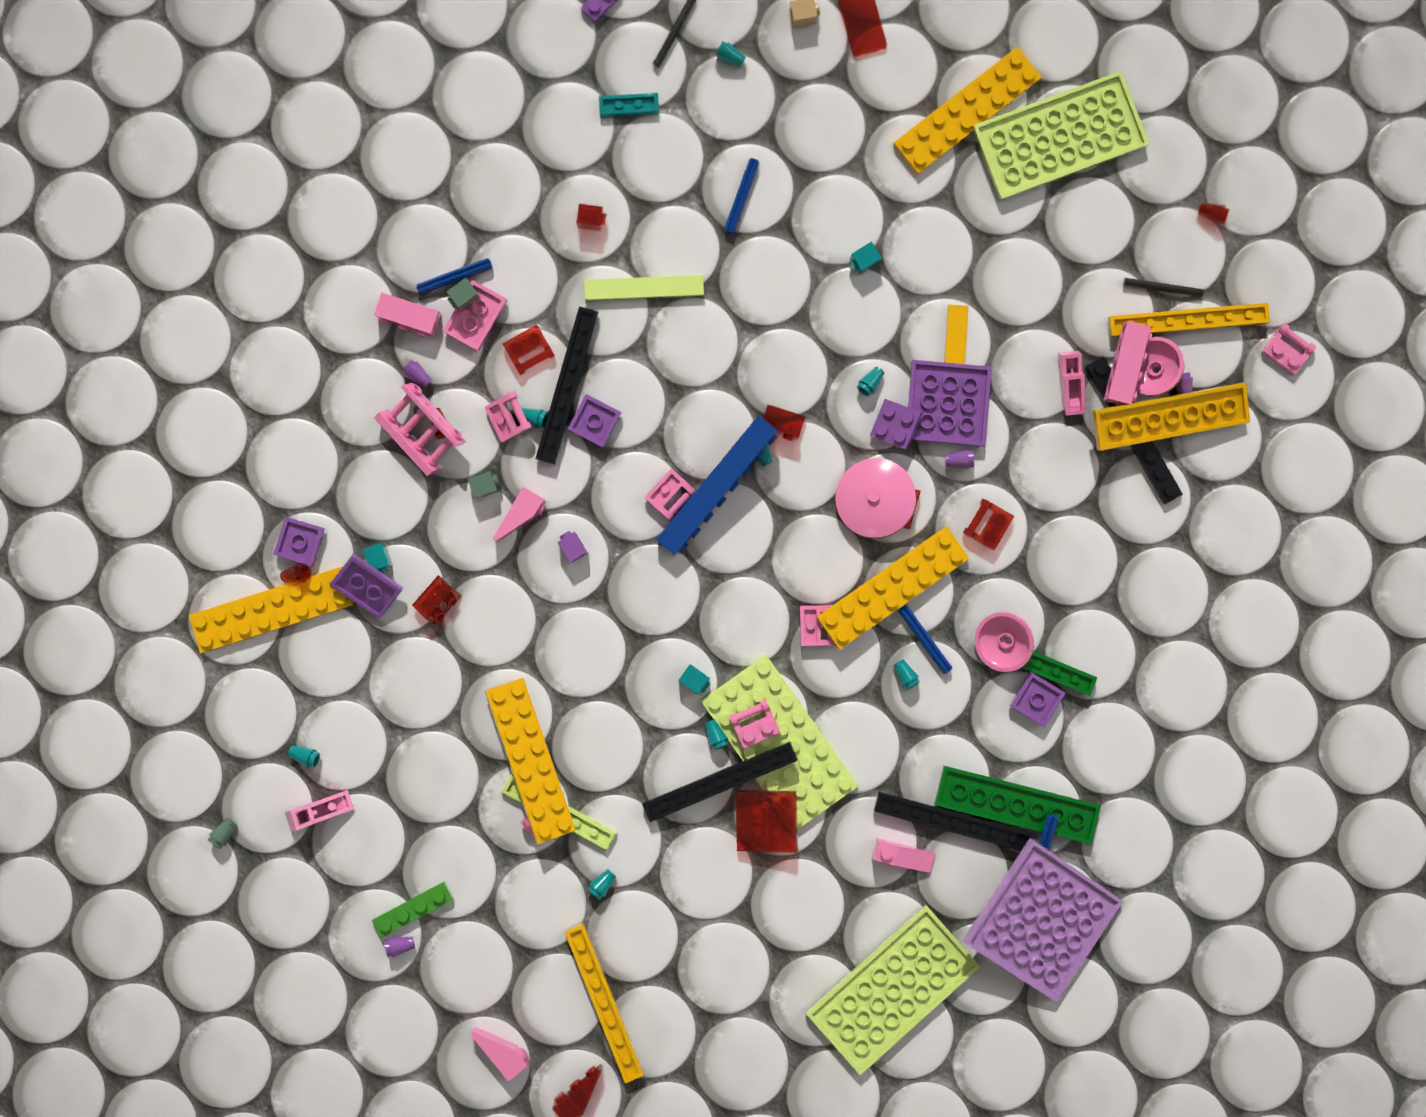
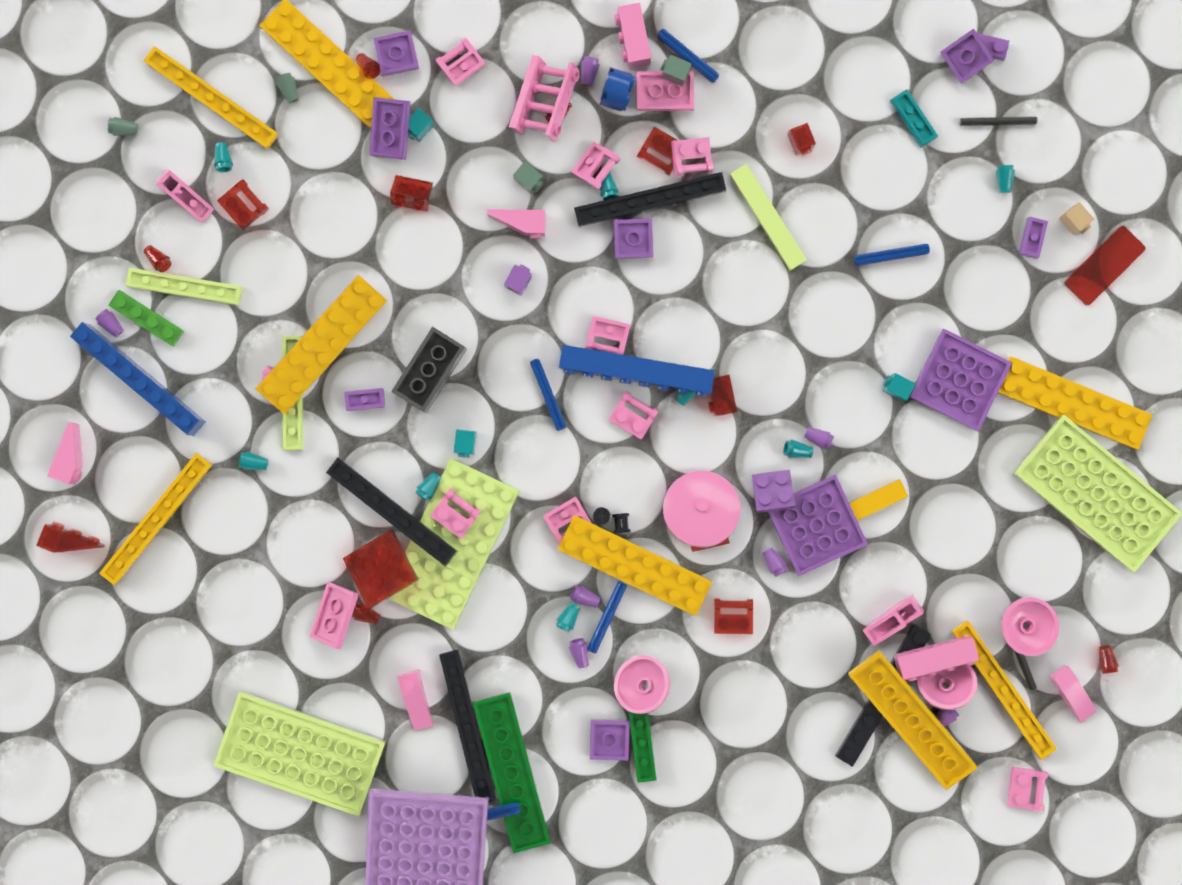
camera: 65 degrees right, 0 degrees up
(242, 735) = (211, 97): none -> yellow plate
(271, 658) = (288, 87): none -> sand green cone
(347, 487) = (464, 66): none -> bright pink plate
(358, 768) = (238, 209): none -> clear red plate
(364, 868) = (158, 259): none -> clear red cone
(403, 858) = (184, 286): none -> yellowish green tile
(449, 358) = (616, 89): none -> blue brick
(465, 948) = (137, 379): none -> blue brick
(543, 321) = (691, 149): none -> bright pink plate
(600, 25) = (967, 56): none -> medium lavender plate
(602, 749) = (364, 399): none -> medium lavender plate
(609, 674) = (429, 370): none -> dark grey brick
(693, 579) = (547, 394): none -> blue axle
(759, 517) = (629, 420): none -> bright pink plate
(785, 887) = (334, 615): none -> bright pink plate
(798, 60) = (1033, 237): none -> medium lavender plate
(798, 860) = (363, 614): none -> clear red cone
(836, 590) = (597, 520): none -> black bush
(840, 578) = (617, 518): none -> black bush
(870, 355) = (819, 437): none -> medium lavender cone
(889, 199) = (960, 379): none -> medium lavender plate
(895, 649) = (583, 596): none -> medium lavender cone
(943, 682) = (579, 651): none -> medium lavender cone
(1154, 256) = (1041, 626): none -> bright pink dish
(1226, 260) = (1073, 693): none -> bright pink slope

